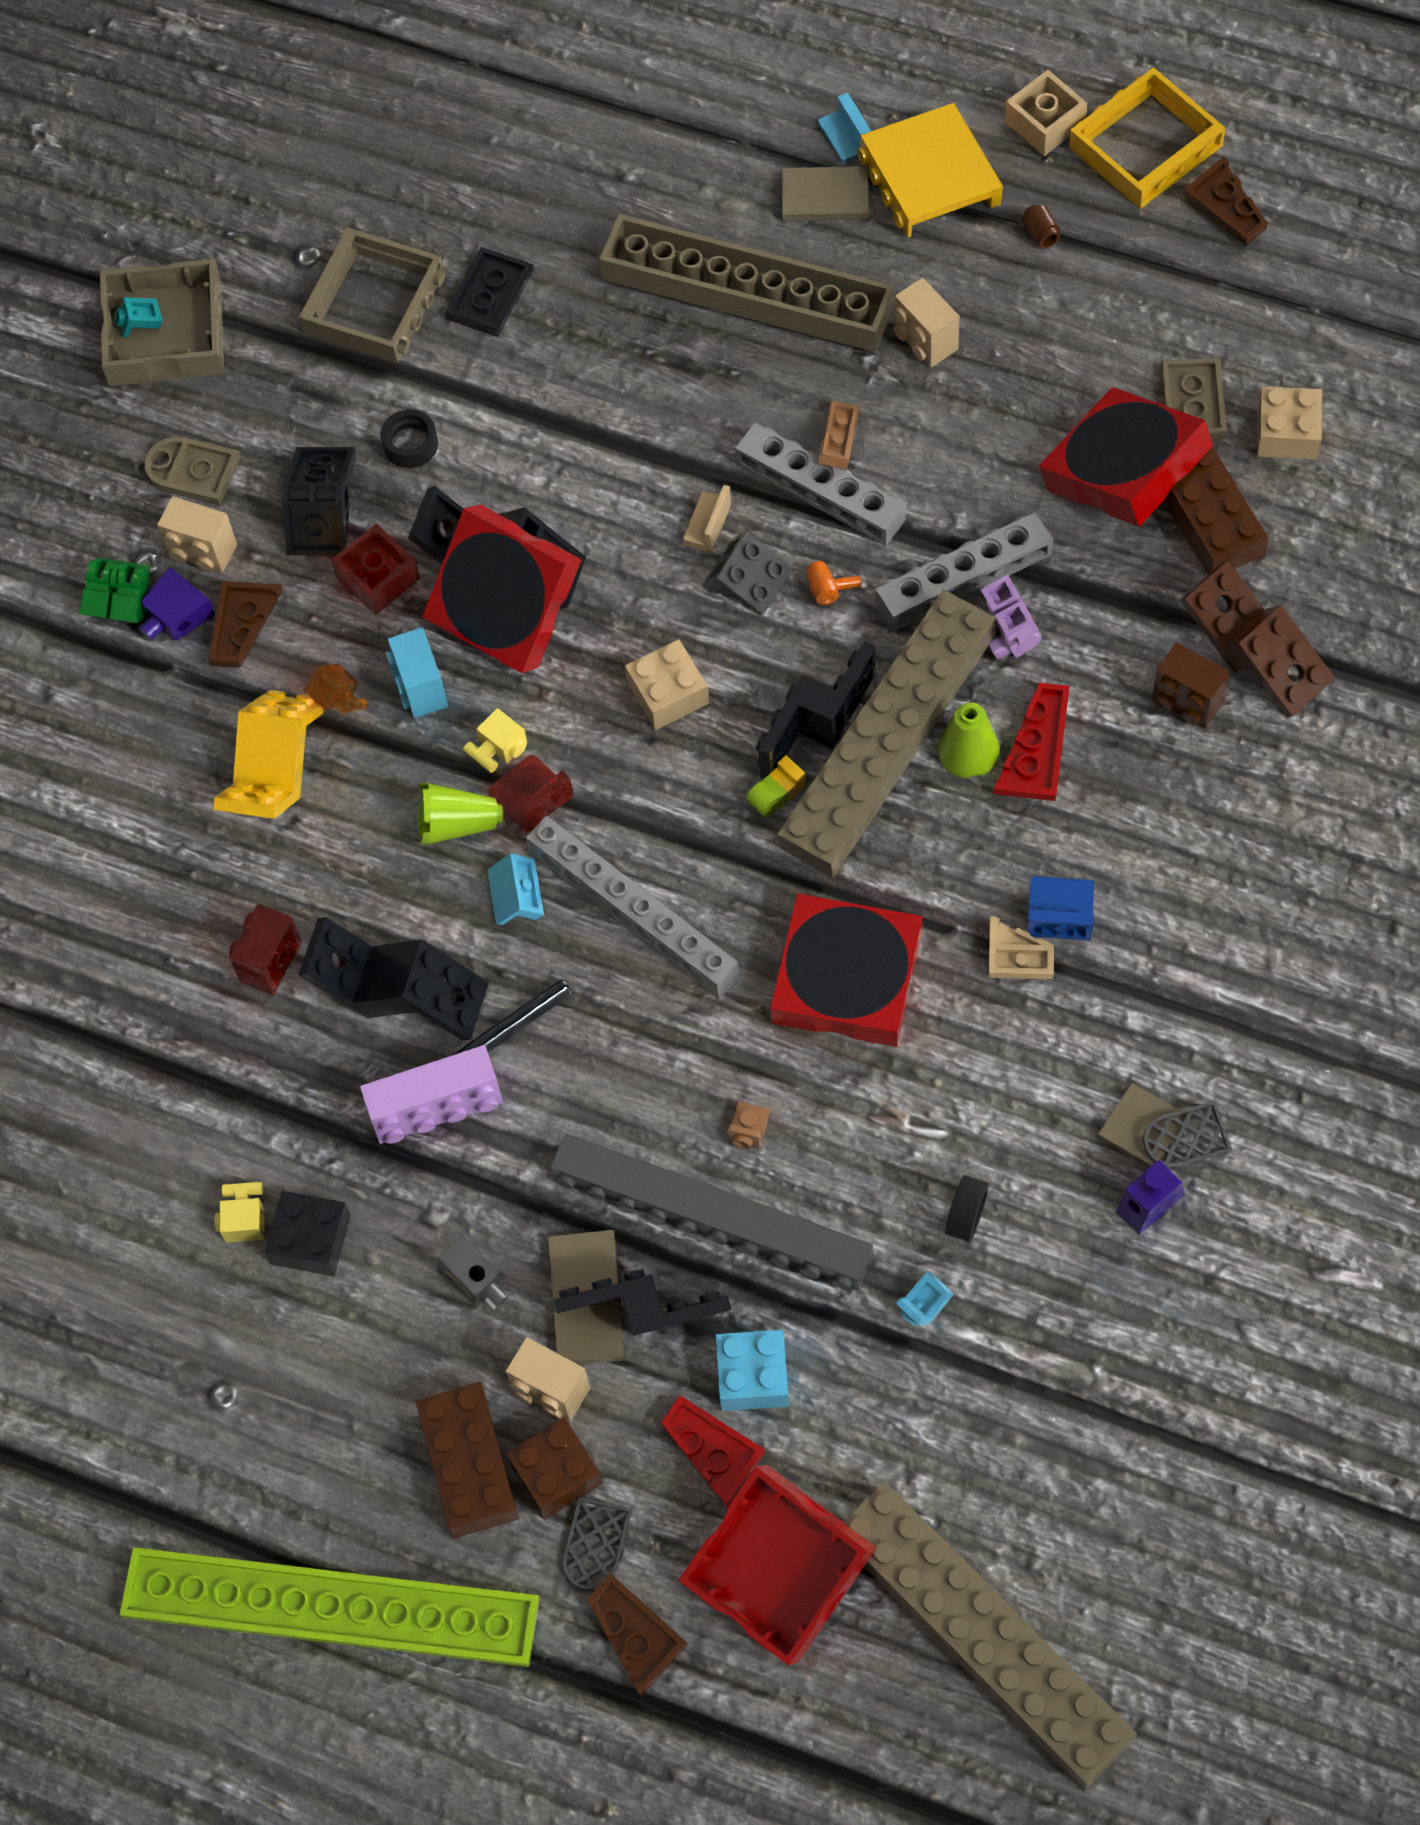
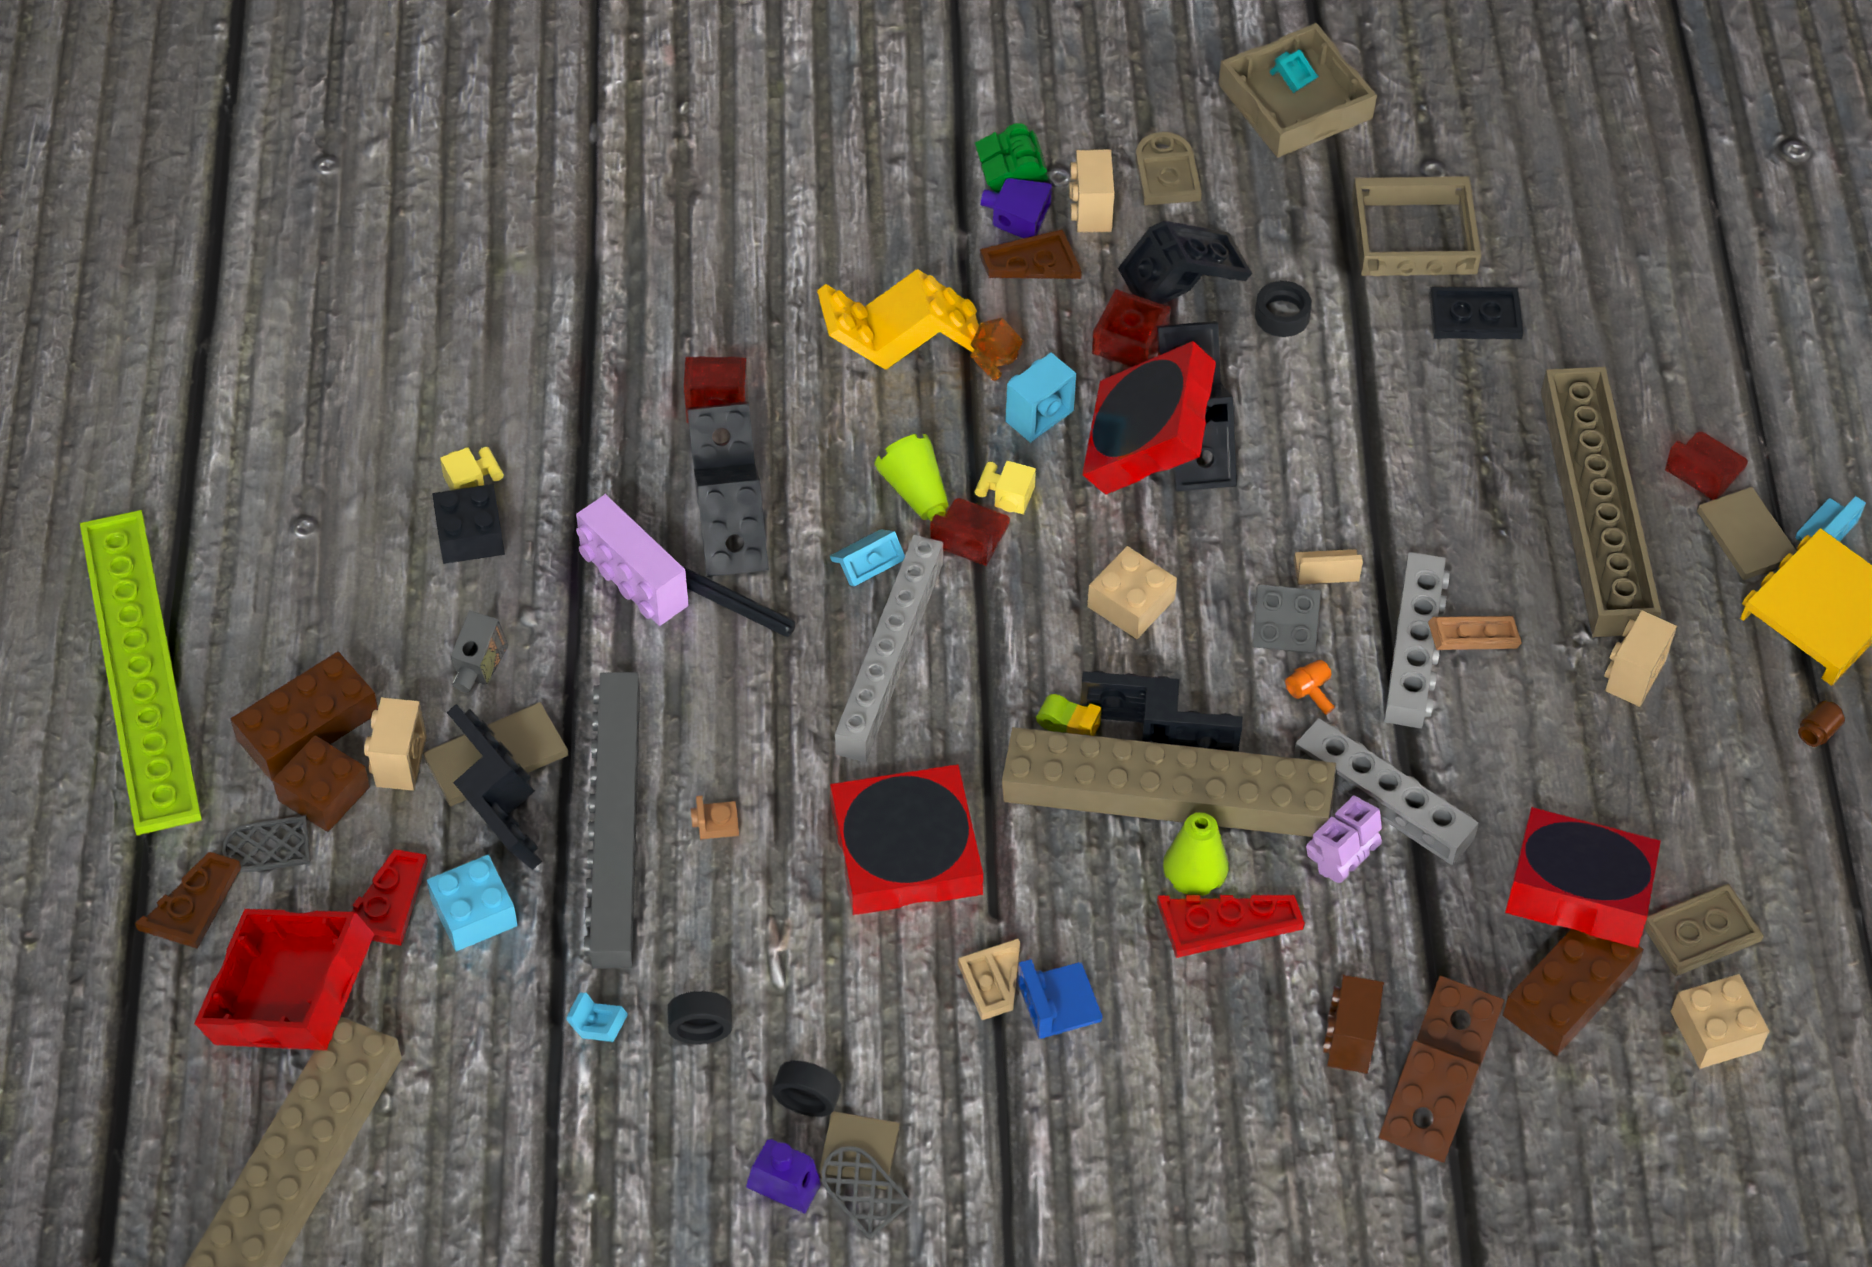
camera: 60 degrees right, 10 degrees down
(744, 190) = (1705, 464): none -> clear red bracket
(1076, 1143) = (806, 1088): none -> black tyre

